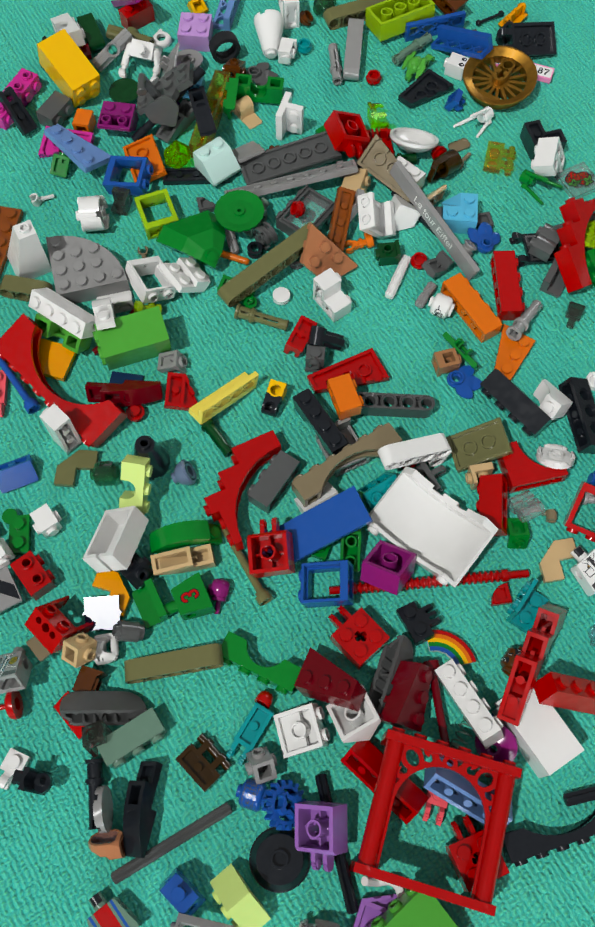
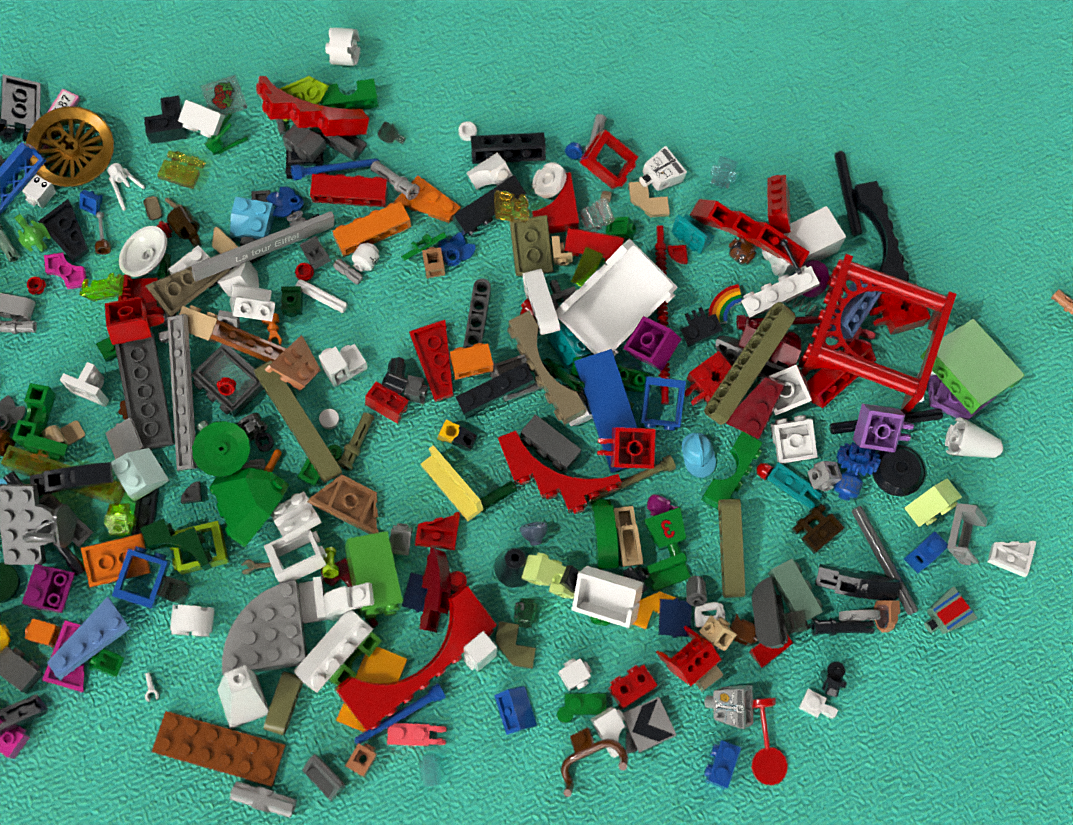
camera: 90 degrees left, 5 degrees up
(133, 500) = (569, 578): none -> black tile
(154, 199) = (161, 534): none -> dark green arch
(201, 316) = (349, 502): none -> medium nougat wing
(278, 629) = (698, 455): none -> medium azure piece
(346, 480) = (558, 372): none -> dark green pin
(377, 667) = (749, 363): none -> olive beam
(390, 95) = (57, 265): none -> dark pink tile
(416, 114) = (102, 246): none -> reddish brown hinge
(468, 499) = (587, 266): none -> clear neon green tile
(513, 239) = (299, 172): none -> blue piece
(515, 410) = (509, 208): none -> clear yellow plate
(518, 690) = (784, 242): none -> black hinge

